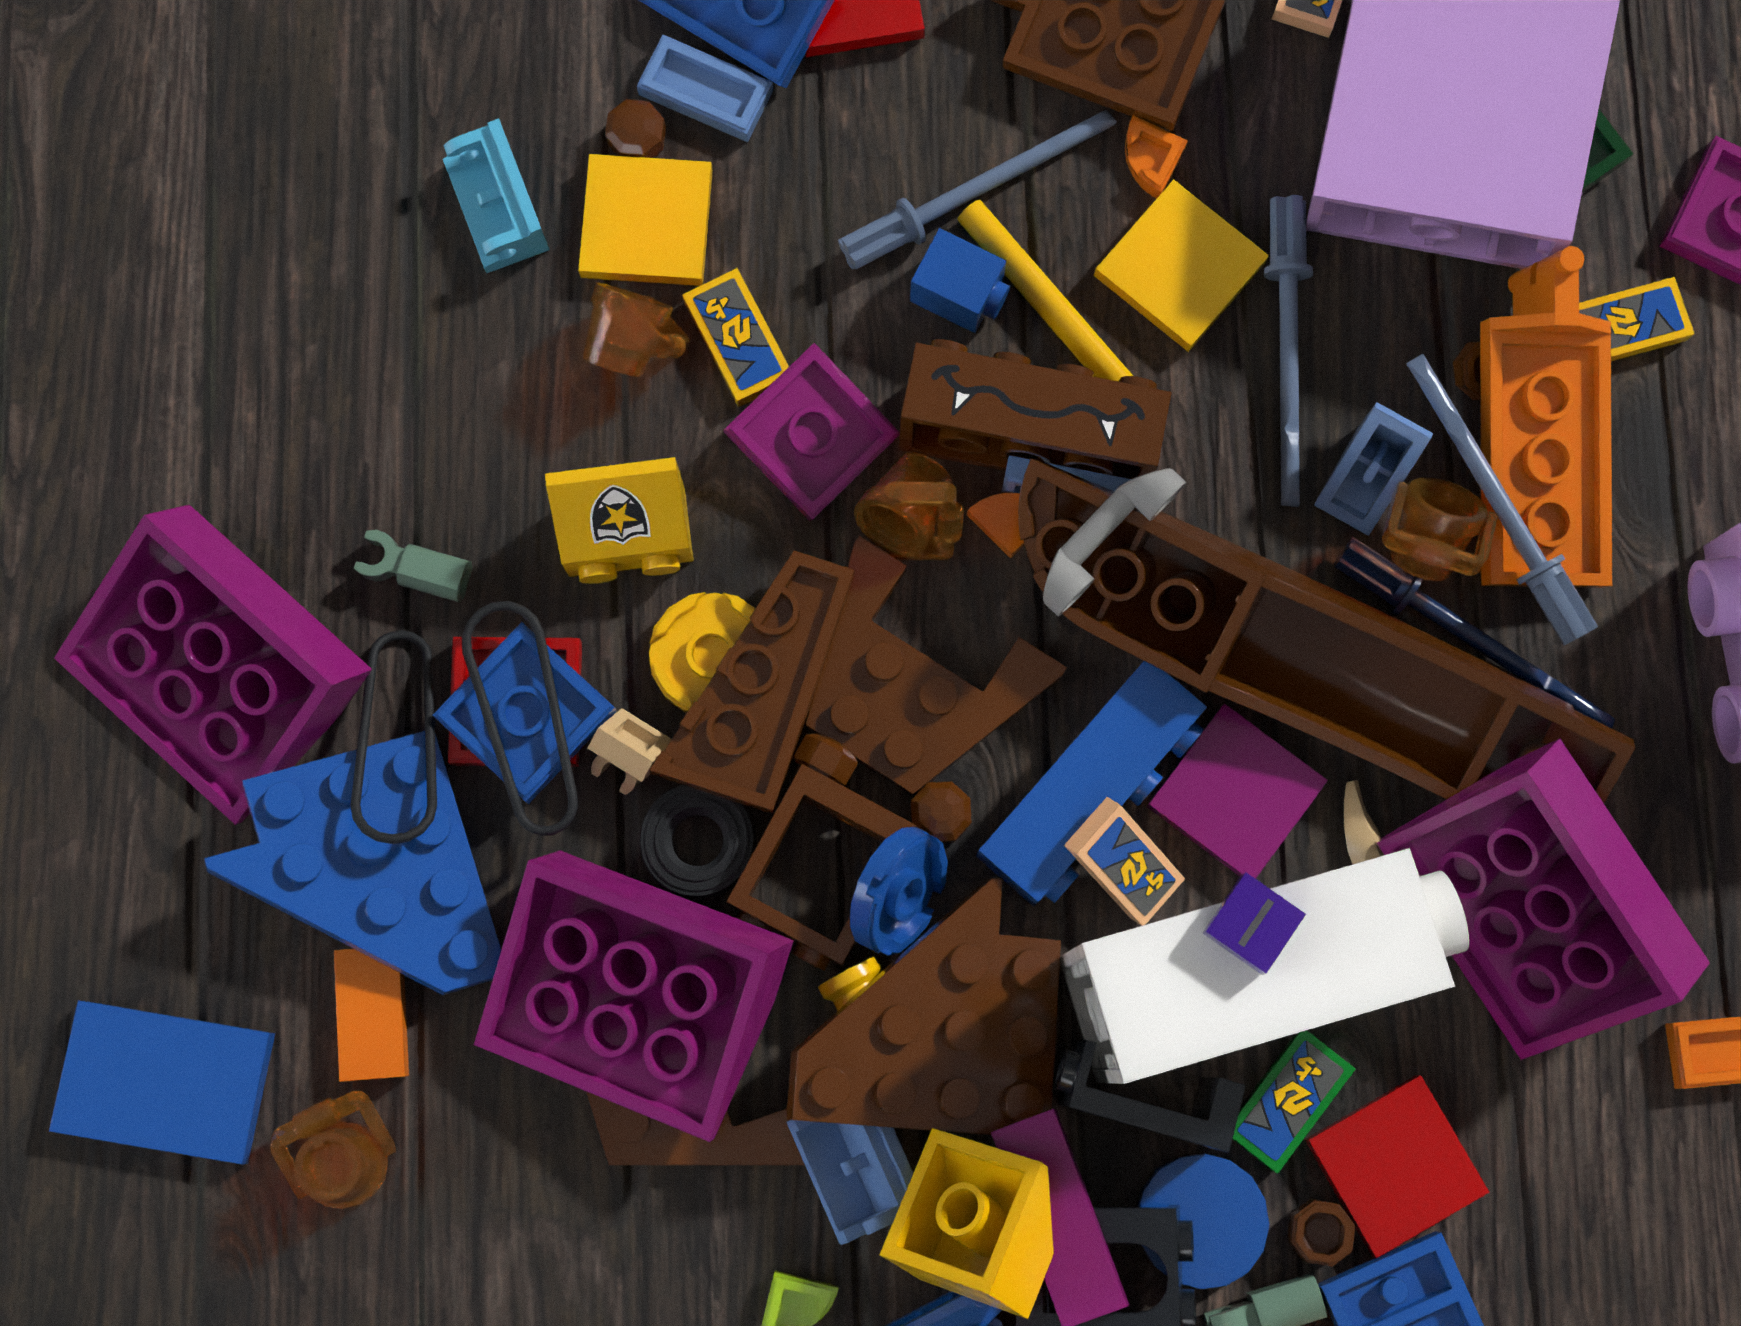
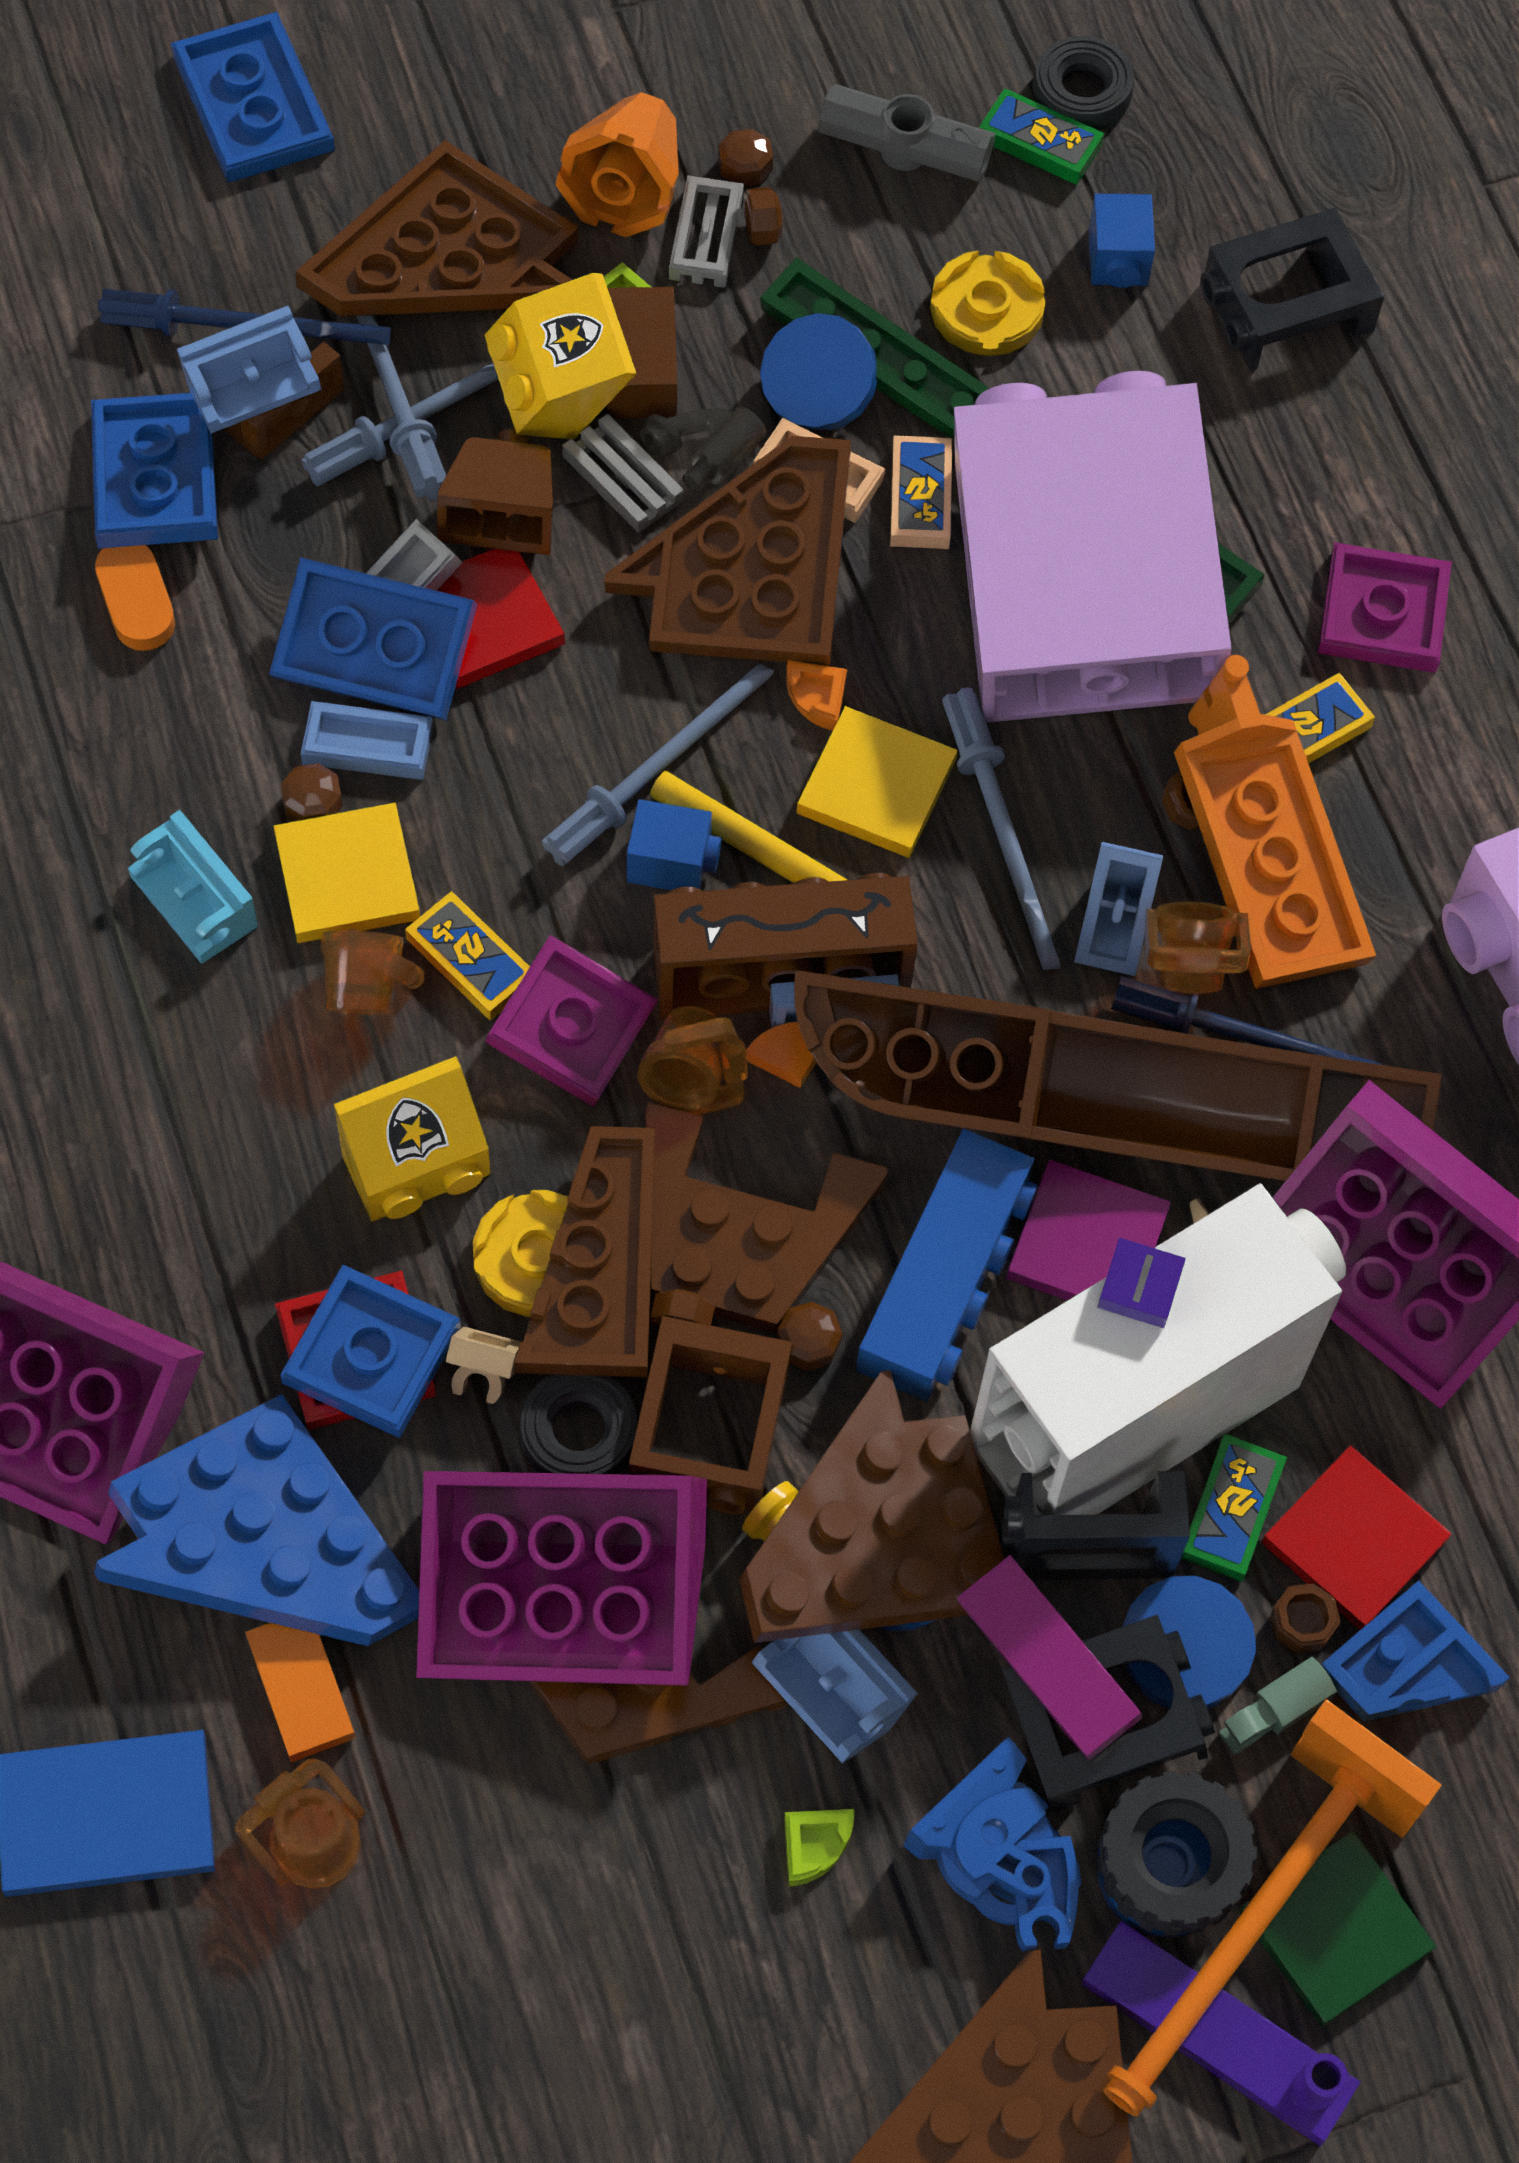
camera: 20 degrees left, 15 degrees down
(418, 568) = (216, 1249): sand green bar -> none
(429, 741) = (282, 1397): black piece -> none
(554, 710) = (347, 1371): black piece -> none
(895, 889) = (791, 1406): blue tile -> none
(975, 1223) = (970, 1681): yellow slope -> none
(1124, 861) = (987, 1306): tile -> none
(1146, 493) = (914, 965): light grey bar -> none
(1546, 578) = (1308, 956): sand blue piece -> none

